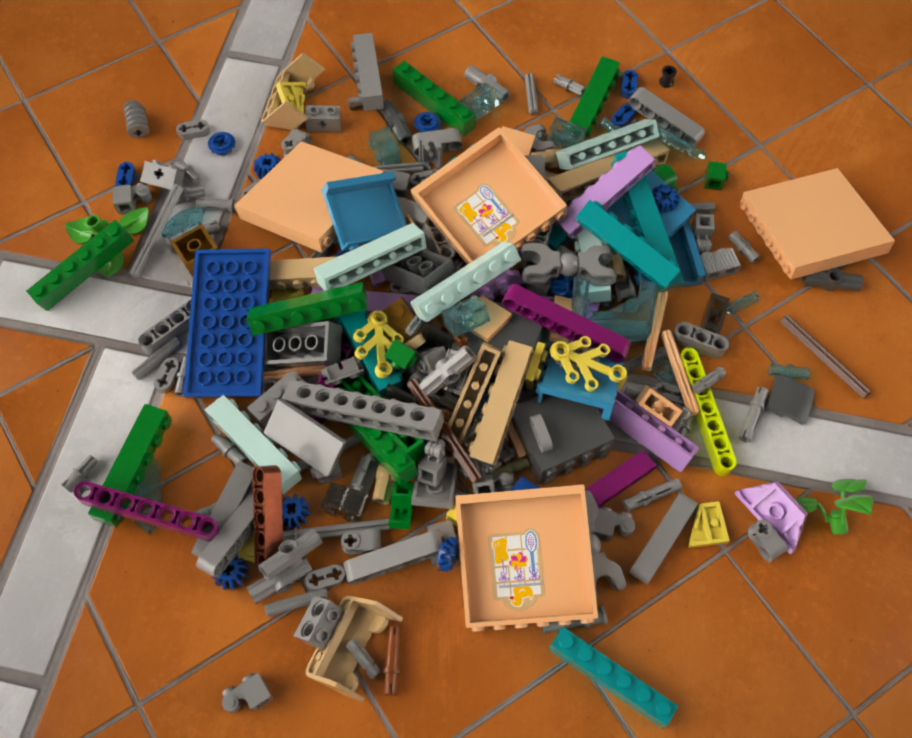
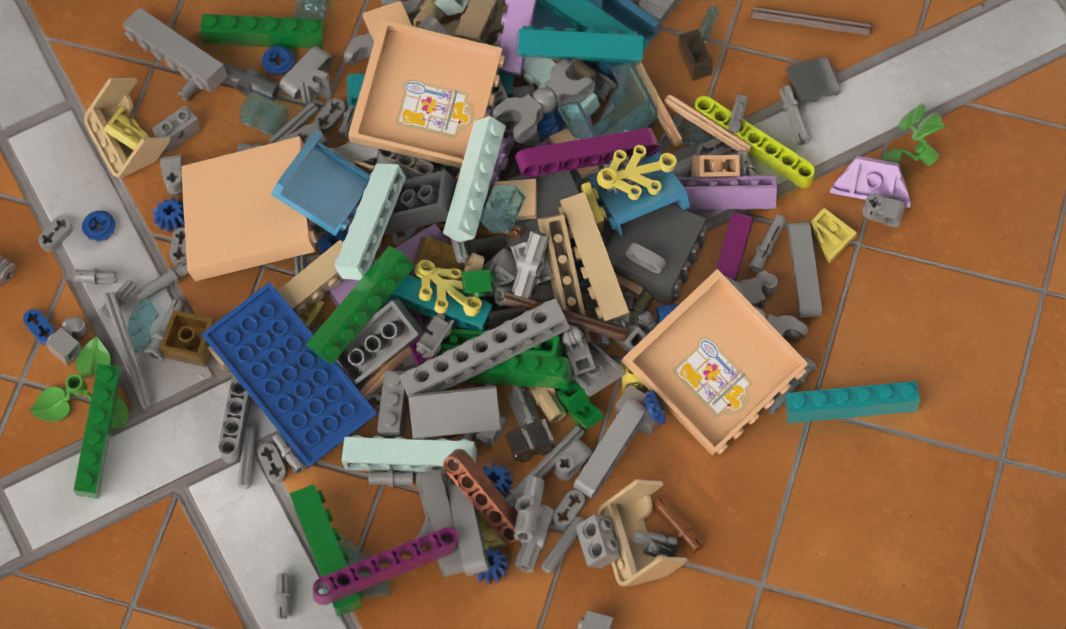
camera: 35 degrees left, 0 degrees up
(153, 173) = (71, 306): light grey brick -> none
(359, 669) = (656, 547): none -> black sticker
(709, 339) = (707, 77): light grey beam -> none
(788, 371) = (793, 56): clear light blue pin -> none

